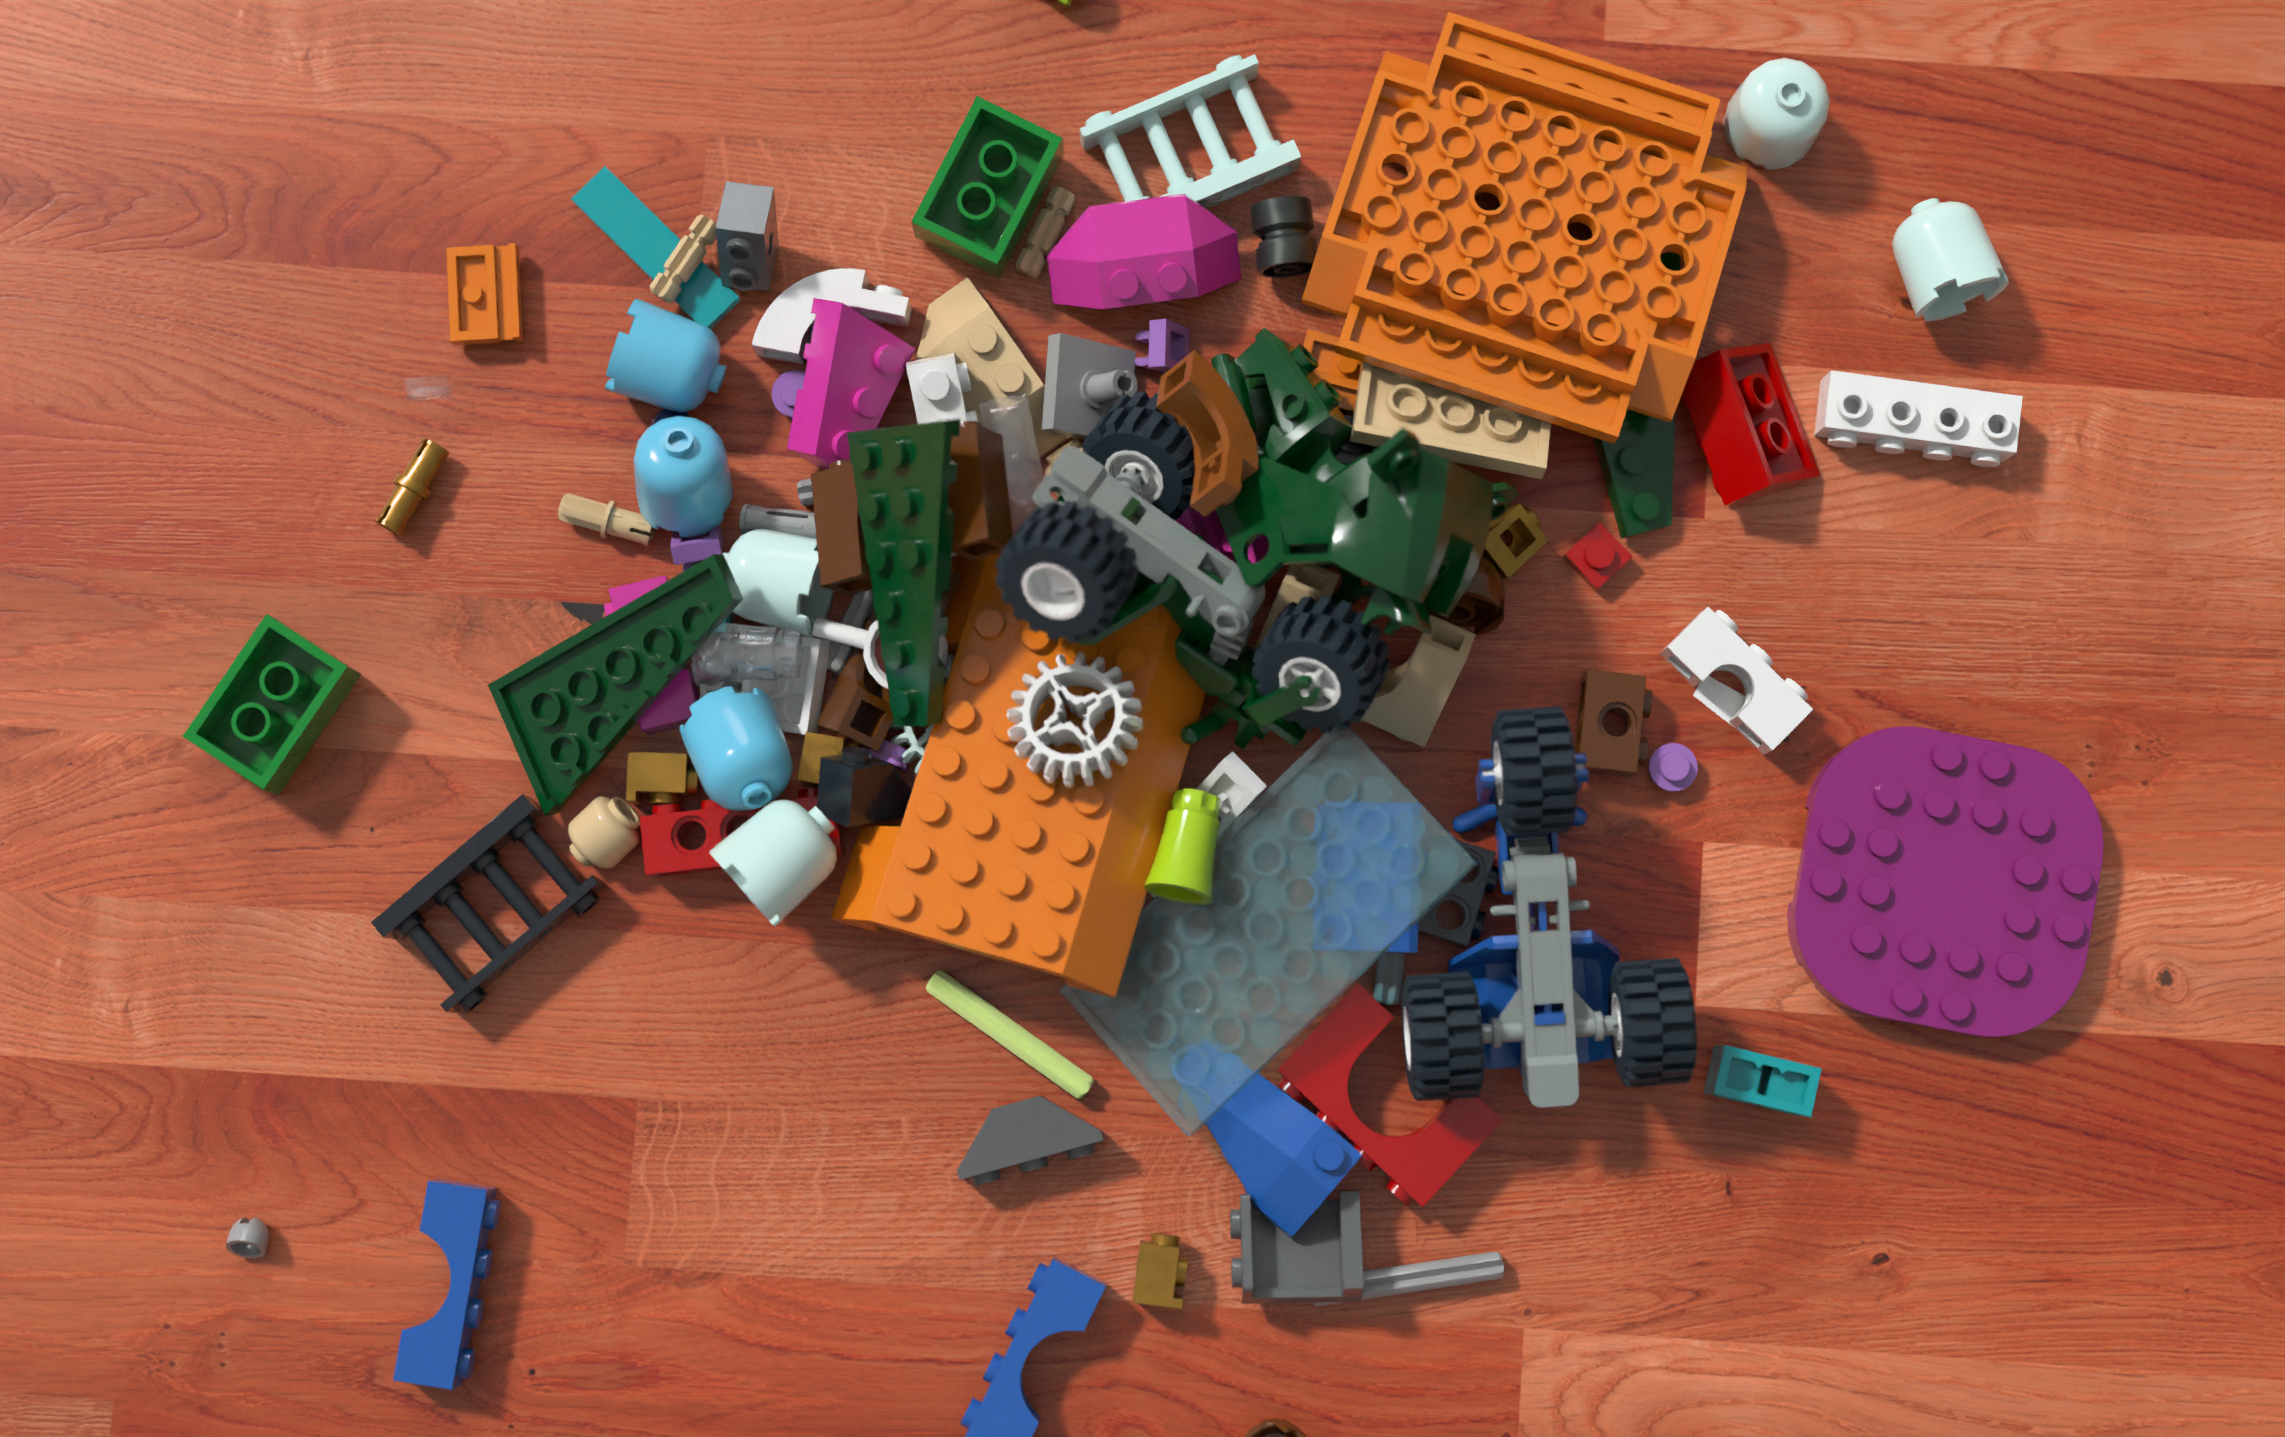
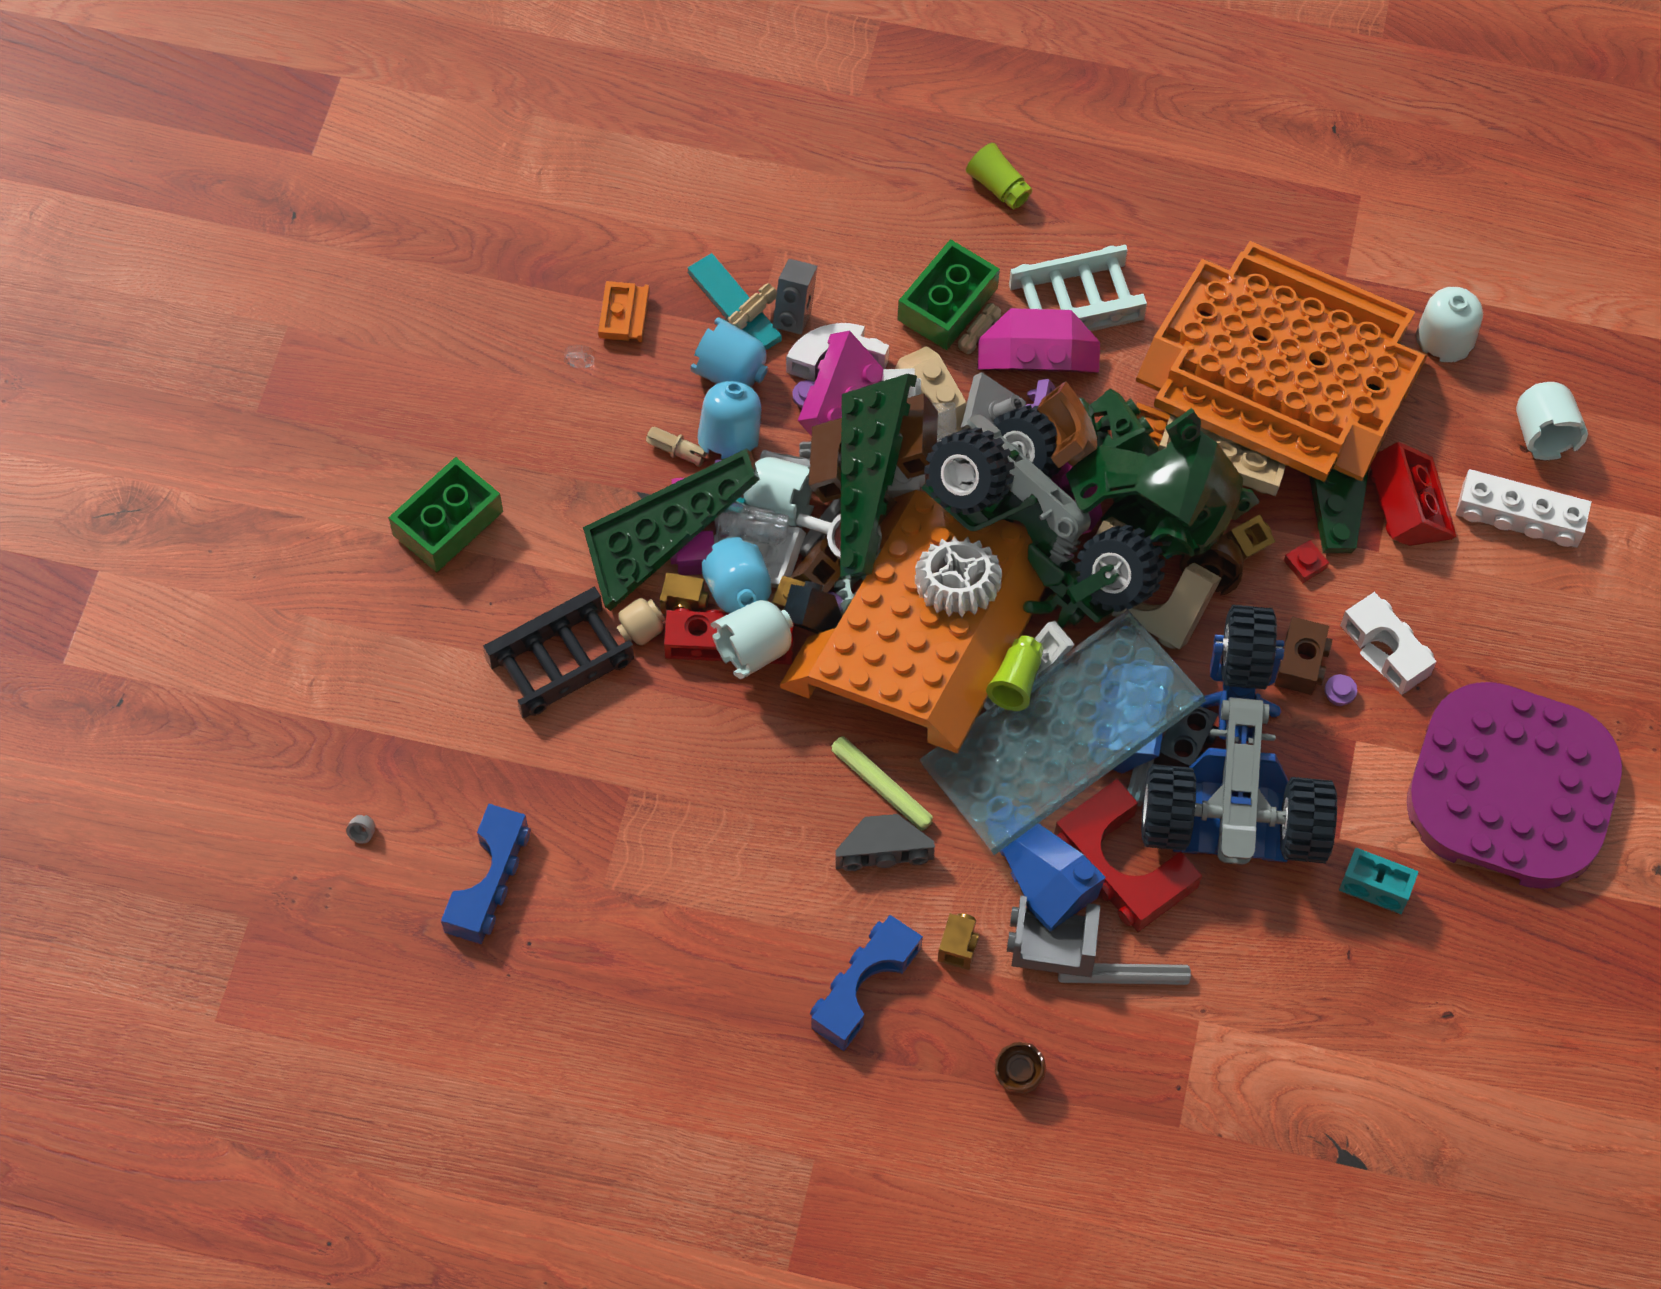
camera: 10 degrees right, 20 degrees down
(412, 487) = (557, 410): pearl gold pin -> none
(1283, 230) = (1129, 347): pearl dark grey wheel -> none

